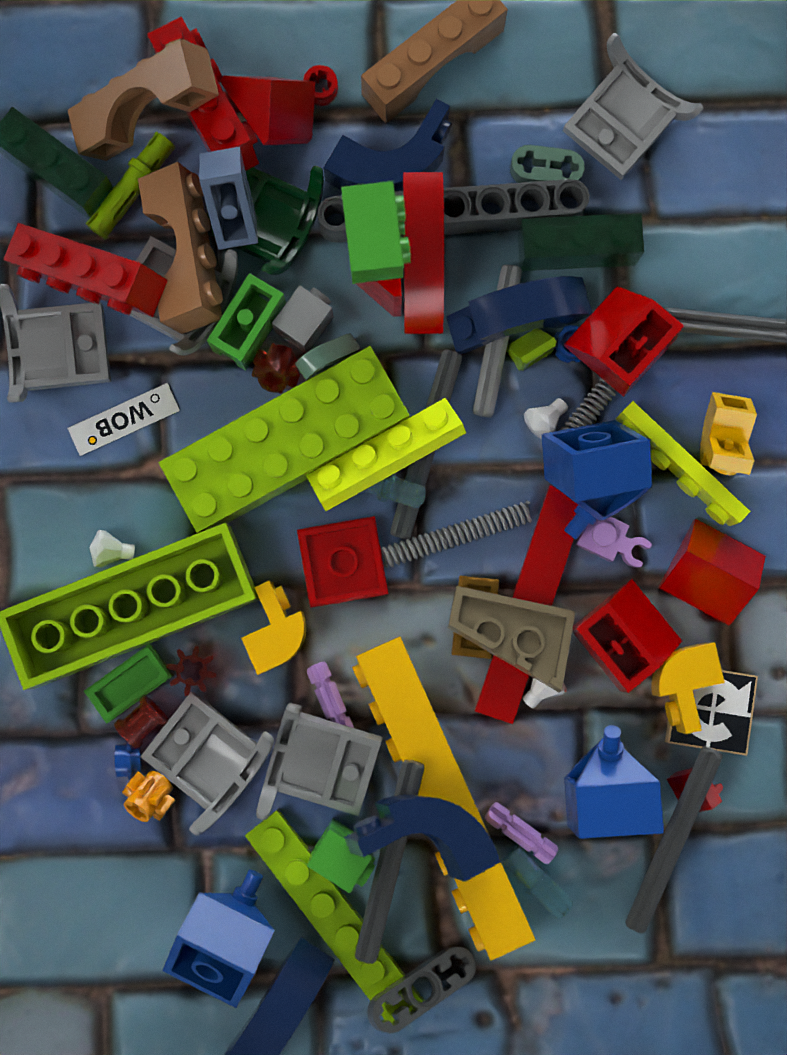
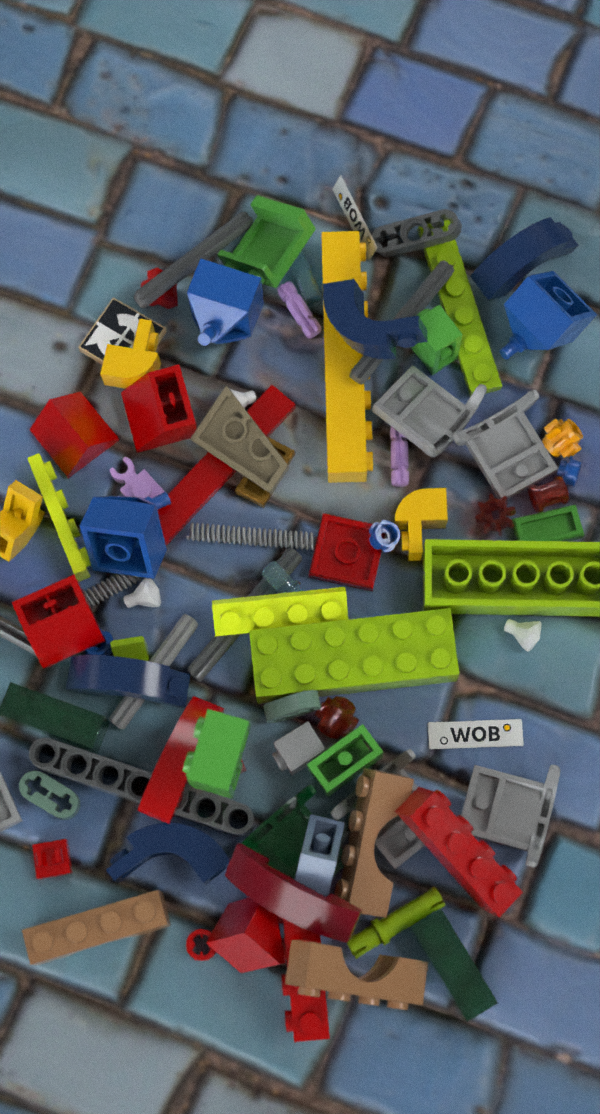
camera: 150 degrees left, 10 degrees down
(240, 133) = (289, 898): none -> dark red slope
(297, 595) = (392, 535): none -> plate
(506, 982) = (354, 216): none -> white sticker
(513, 106) = (52, 859): none -> red tile
(592, 899) = (271, 241): none -> bright green panel

